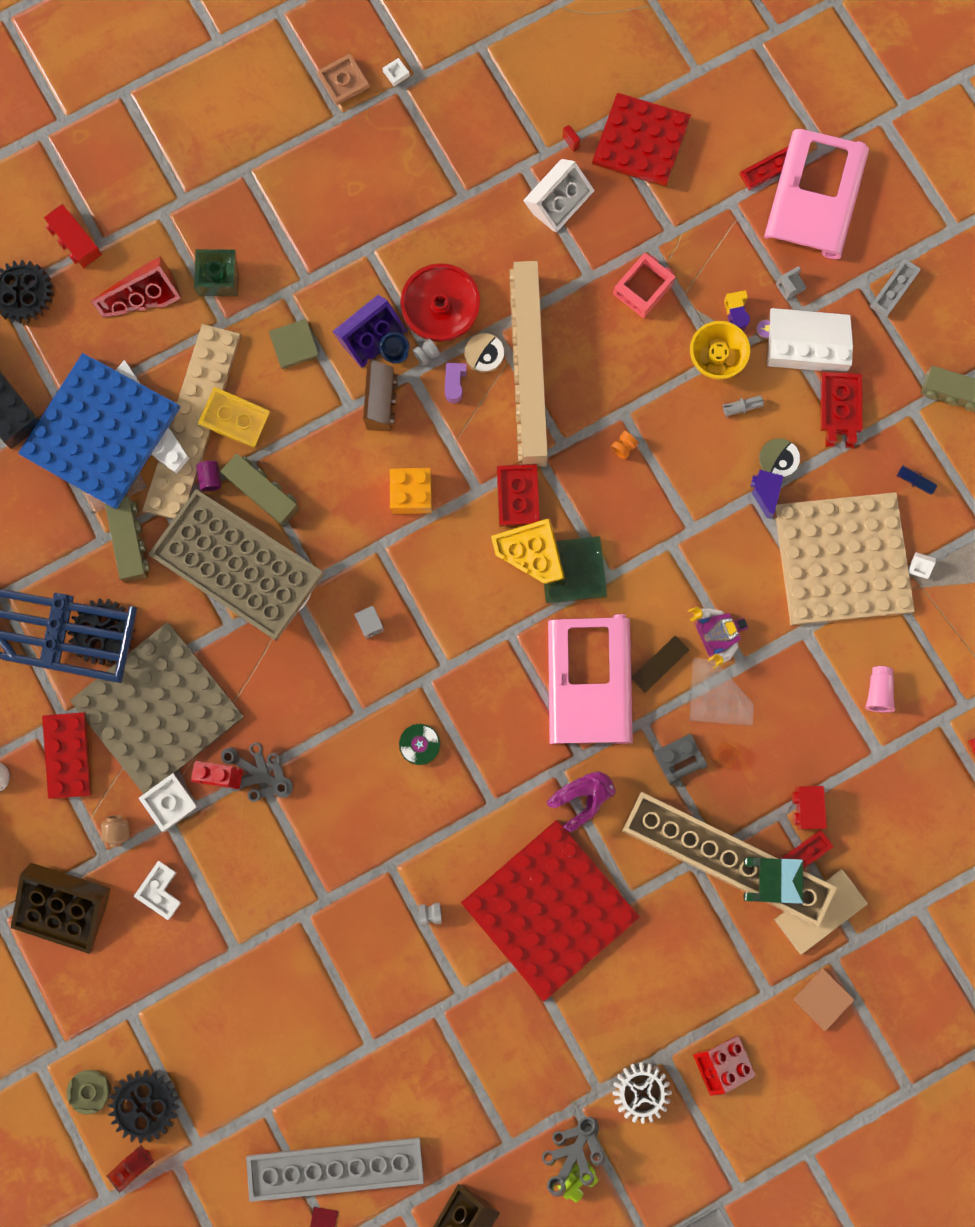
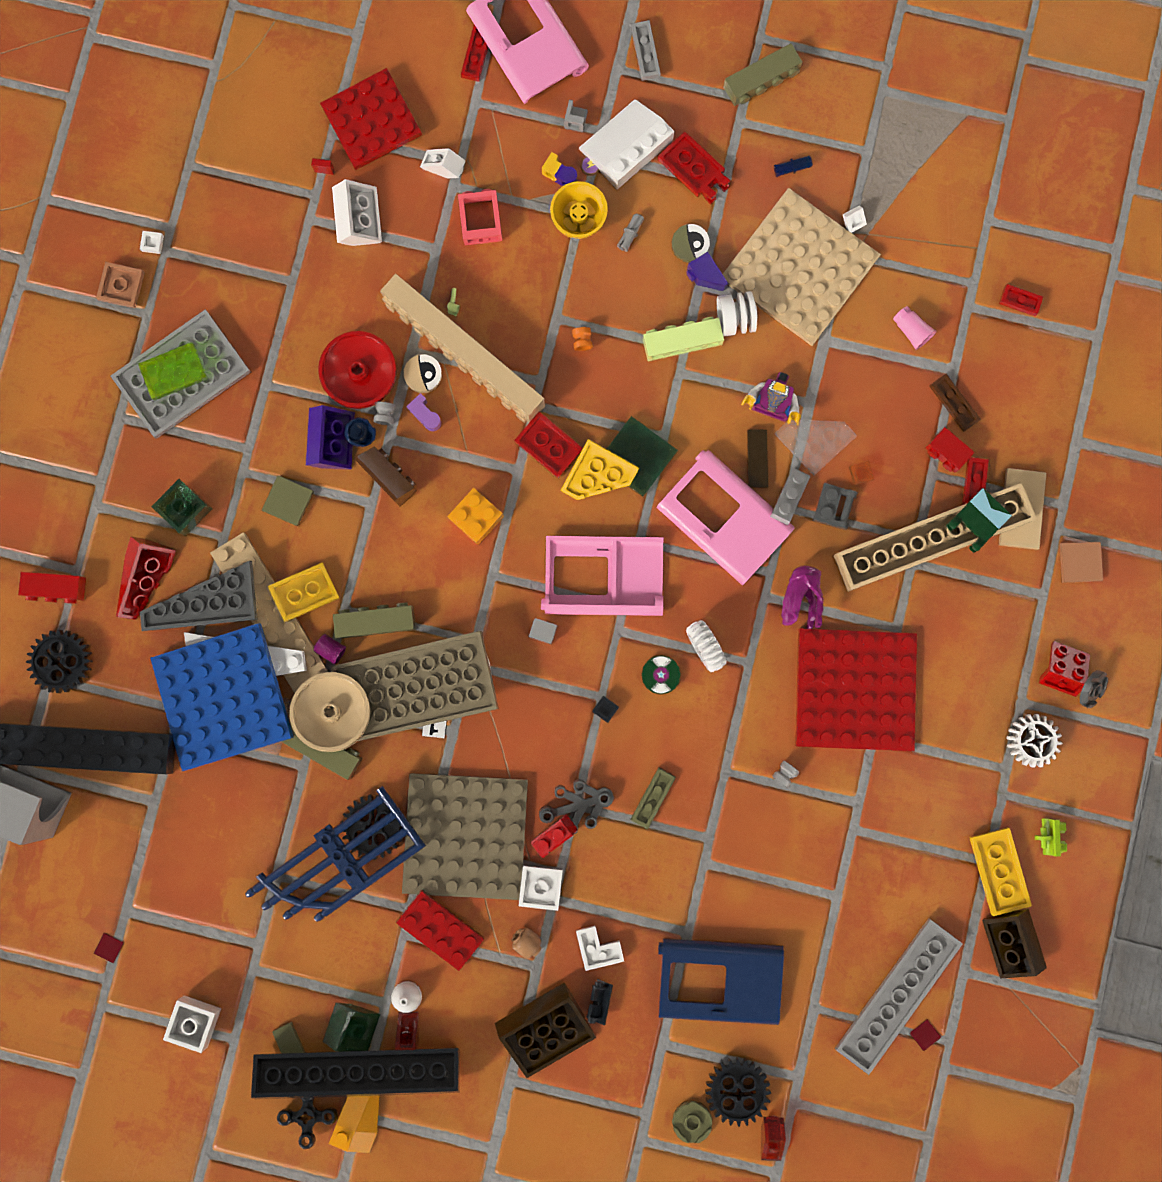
camera: 50 degrees left, 5 degrees up
(126, 925) = (601, 999): none -> black hinge
(159, 518) = (330, 712): none -> tan dish
(166, 359) = (215, 601): none -> dark grey wing
(219, 611) = (435, 730): none -> white sticker
(240, 1035) = (751, 981): none -> dark blue piece
(312, 173) = (173, 371): none -> clear neon green plate
(317, 181) = (218, 358): none -> light grey plate
(317, 826) = (652, 798): none -> olive tile
(352, 725) = (605, 709): none -> black plate
(472, 756) = (706, 646): none -> white gear
(477, 651) = (633, 576): none -> bright pink piece
(510, 1162) = (1000, 871): none -> yellow plate
(555, 328) = (452, 307): none -> yellowish green hand
(574, 1153) = (1034, 822): dark grey plant -> none
(653, 715) = (790, 496): none -> light grey plate
(659, 221) = (443, 163): none -> white slope
(697, 520) = (683, 339): none -> yellowish green brick
(728, 1102) = (1093, 688): none -> dark grey tile
(756, 542) = (738, 313): none -> white wheel
(854, 778) = (954, 402): none -> reddish brown tile

